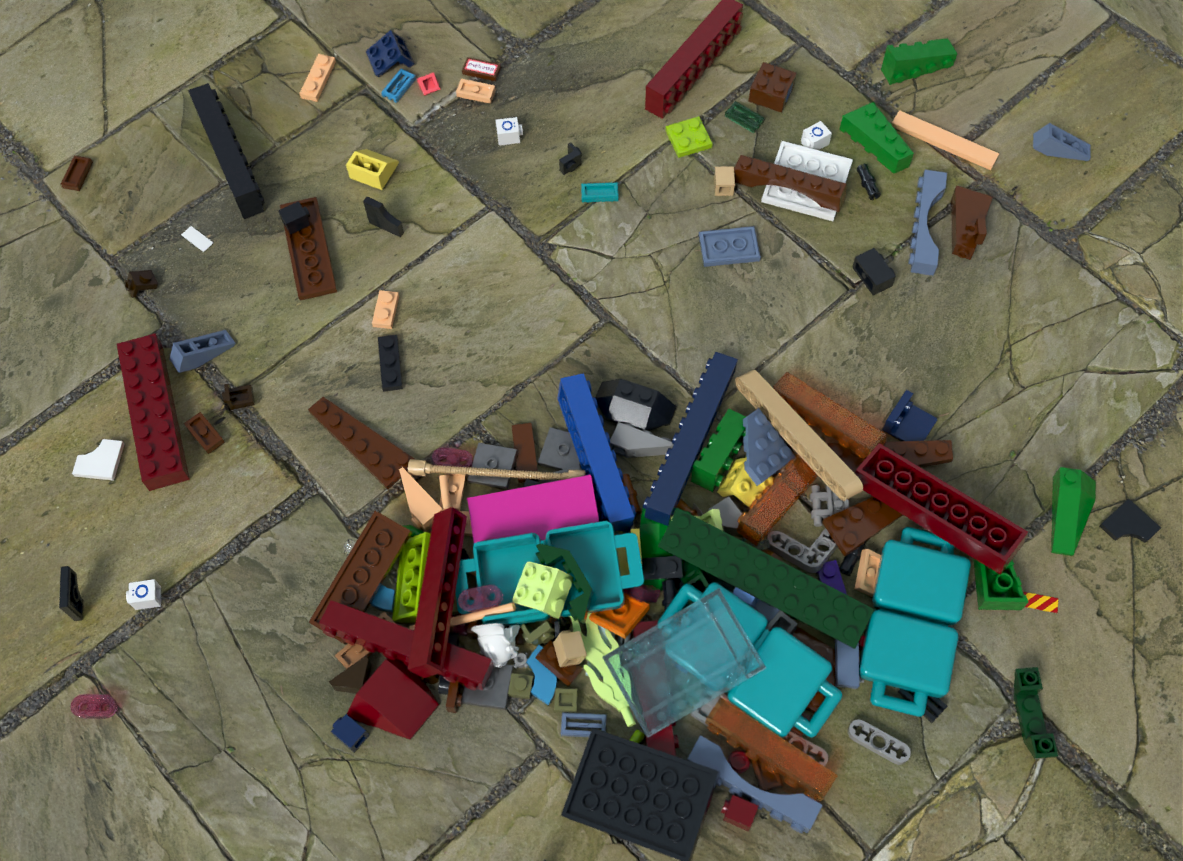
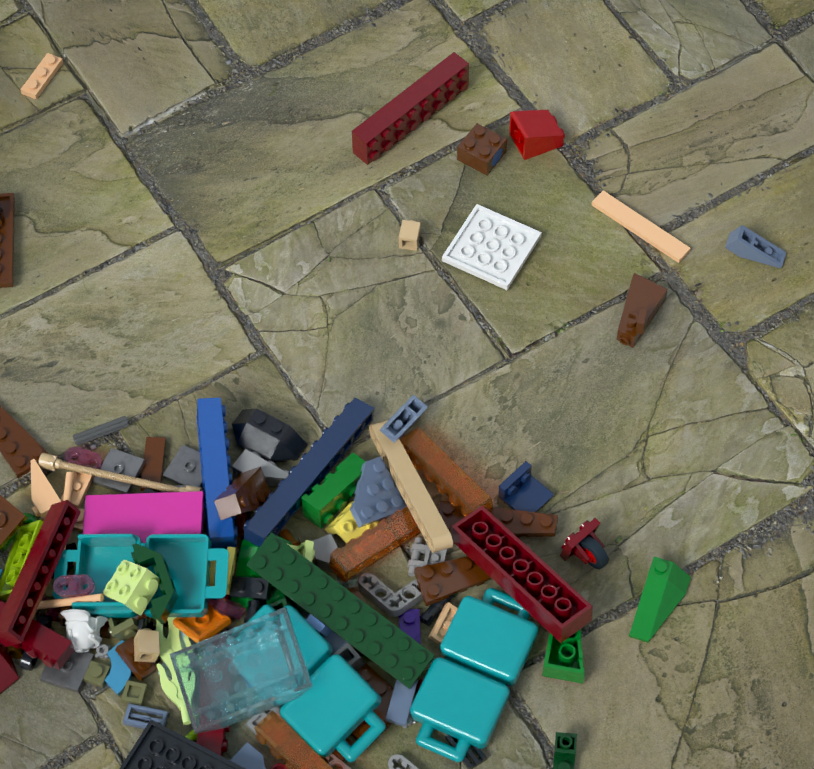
camera: 10 degrees right, 5 degrees down
(371, 168) = (71, 172): light yellow slope -> none
(381, 218) = (69, 222): black tile -> none
(385, 309) = (54, 310): light nougat plate -> none
(387, 52) = (114, 60): dark blue bracket -> none
(390, 363) = (47, 361): black plate -> none
(401, 86) = (120, 96): dark azure tile -> none
(428, 84) = (147, 97): coral slope -> none
(454, 697) = (33, 672): reddish brown plate -> none
(462, 426) = (100, 430): none -> dark grey axle
(475, 91) = (190, 111): light nougat plate -> none
(481, 69) = (202, 90): tile -> none
(508, 131) = (212, 155): white brick -> none
(571, 160) = (266, 193): black bracket -> none
(599, 192) = (286, 228): teal tile -> none
(634, 472) = (243, 495): none -> reddish brown wedge
(688, 137) = (387, 186): lime plate -> none
(729, 246) = (398, 299): sand blue tile -> none
(742, 118) = (446, 177): clear green tile -> none
(772, 365) = (404, 419): none -> sand blue slope
(816, 136) = (511, 205): white brick -> none
(819, 64) = (535, 132): none -> red slope
(823, 191) = (498, 258): reddish brown arch -> none
(868, 181) = (552, 256): black pin -> none
(874, 271) = (532, 344): black brick -> none
(878, 137) = (571, 211): green wedge -> none
(917, 59) = (634, 142): green wedge -> none
(925, 252) = (611, 275): sand blue arch -> none
(988, 467) = (586, 546): none -> plate
(1042, 602) = (603, 679): sticker -> none
(1130, 521) = (712, 620): black tile -> none

